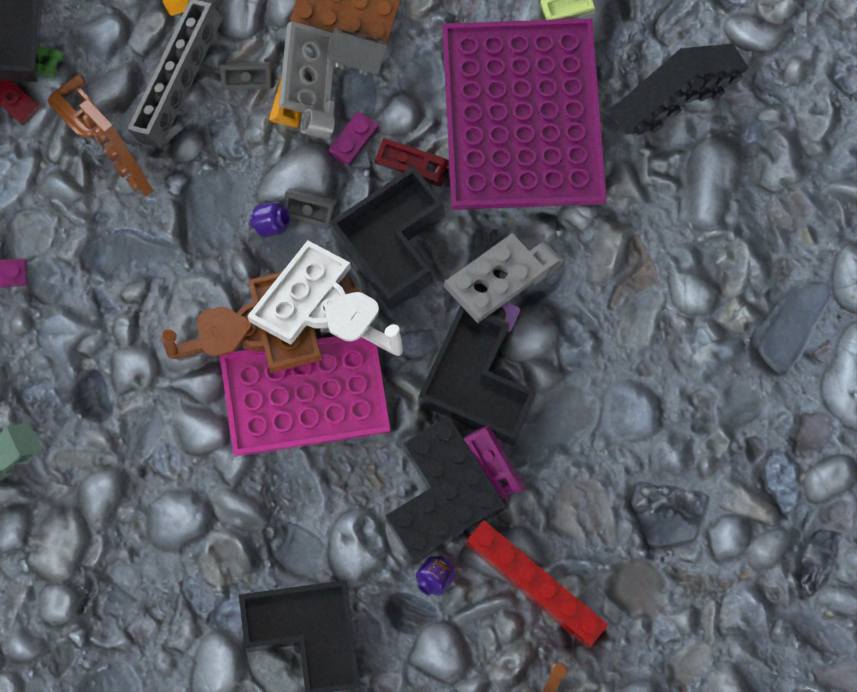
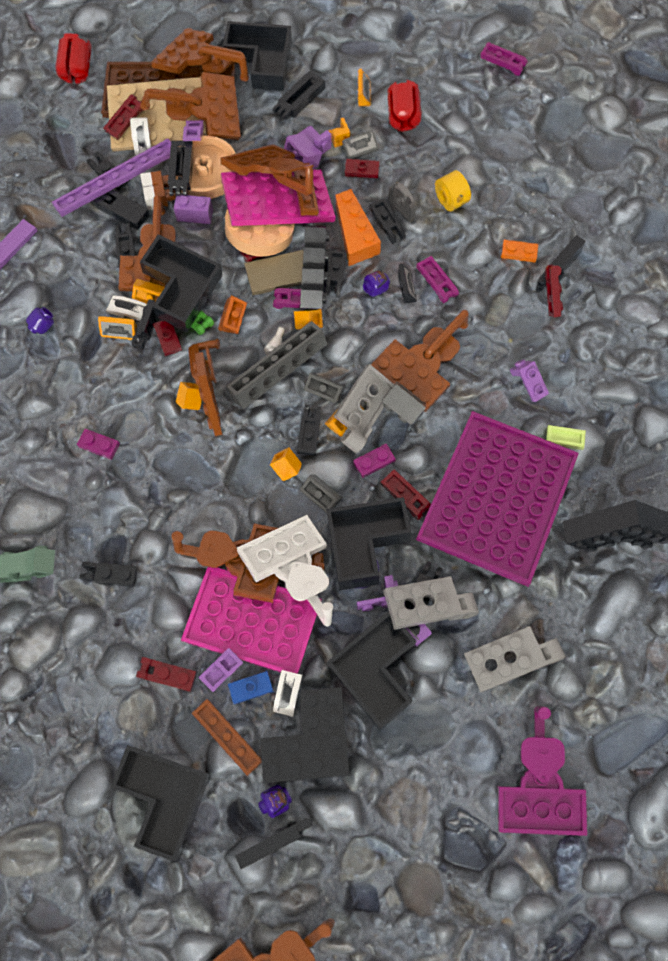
camera: 30 degrees right, 5 degrees down
(80, 34) = (232, 315): none -> orange slope
(84, 161) = (188, 396): none -> light orange panel
(104, 421) = (110, 574): none -> black hinge
(156, 45) = (275, 341): none -> white cone
(237, 502) = (167, 674): none -> dark red plate
(248, 190) = (286, 464): none -> light orange panel
(257, 139) = (309, 432): none -> black hinge
(270, 219) = (290, 489): dark purple head -> none
(298, 465) = (220, 670): none -> medium lavender slope
(342, 469) = (250, 687): none -> blue plate
(344, 535) = (227, 737): none -> dark orange tile
(389, 454) = (287, 693): none -> white slope
(433, 310) = (368, 605): none -> medium lavender bracket
(456, 619) = (272, 844): none -> black hinge
(494, 461) = (357, 738): magenta plate -> none
(536, 584) = (345, 849): red brick -> none
(639, 279) = (529, 657): none -> light grey hinge
(726, 438) = (543, 805): none -> magenta plate

